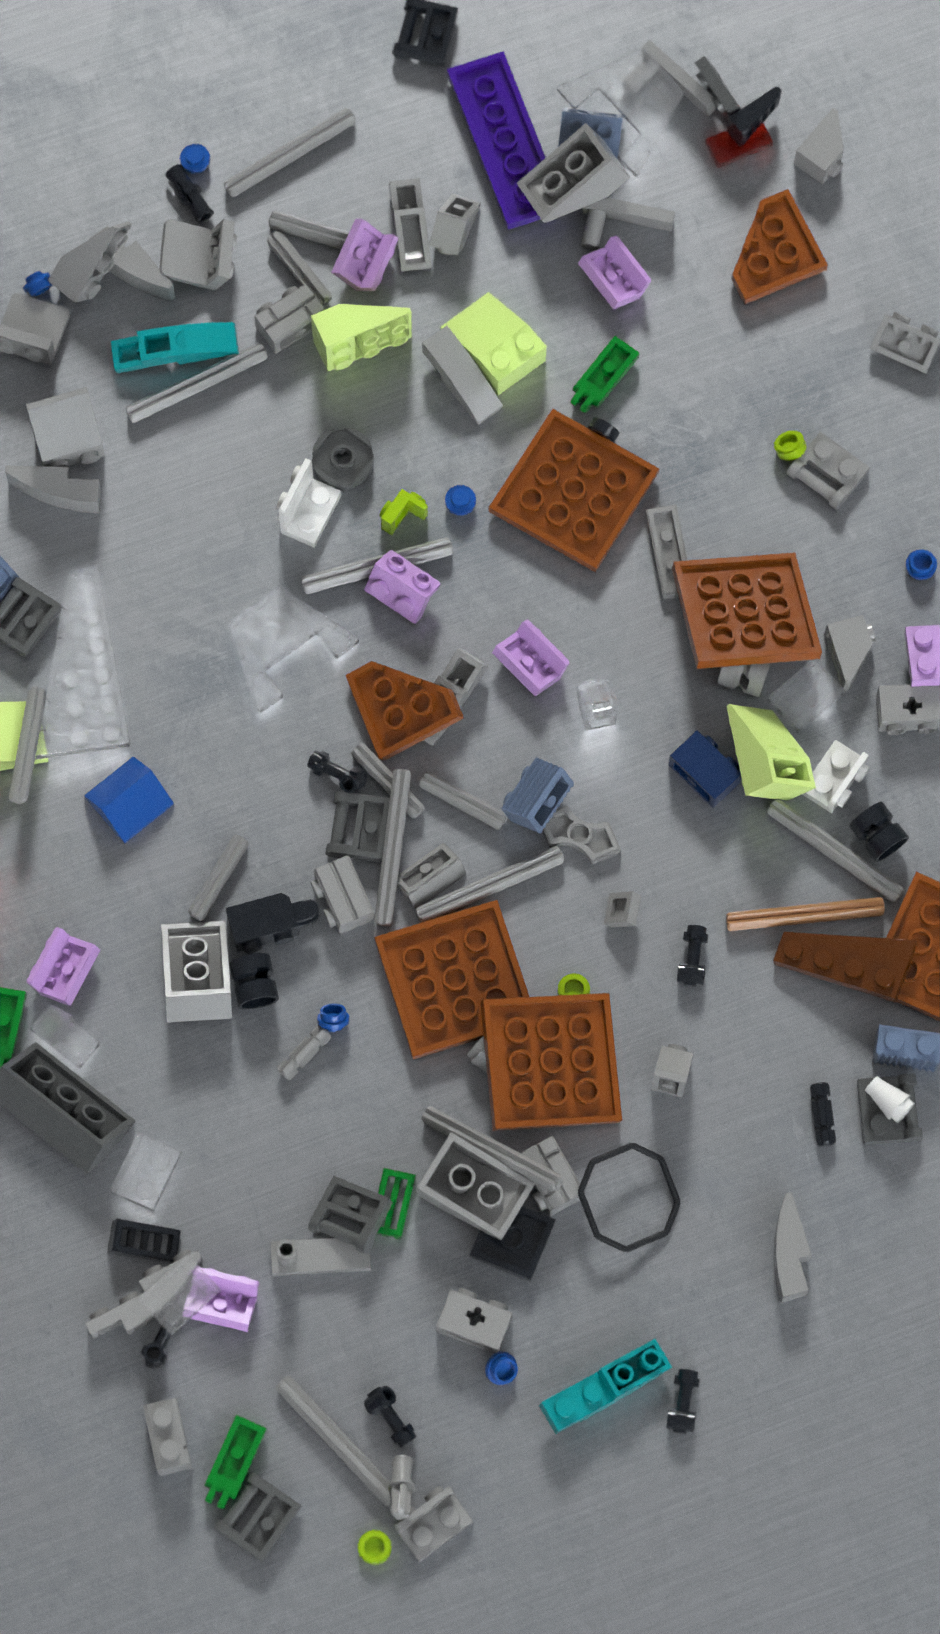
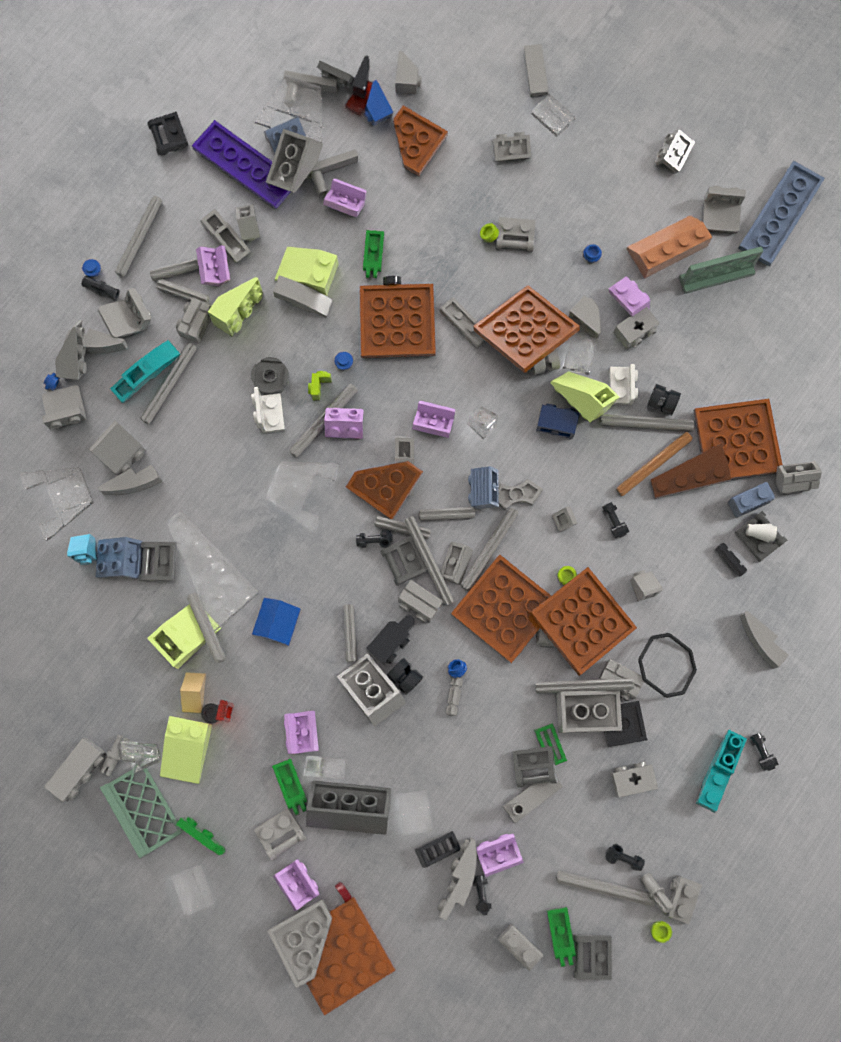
camera: 30 degrees left, 5 degrees up
(179, 1294) = (479, 869): clear plate -> none
(501, 1368) = (663, 795): blue plate -> none
(749, 168) = (377, 106): none -> blue slope

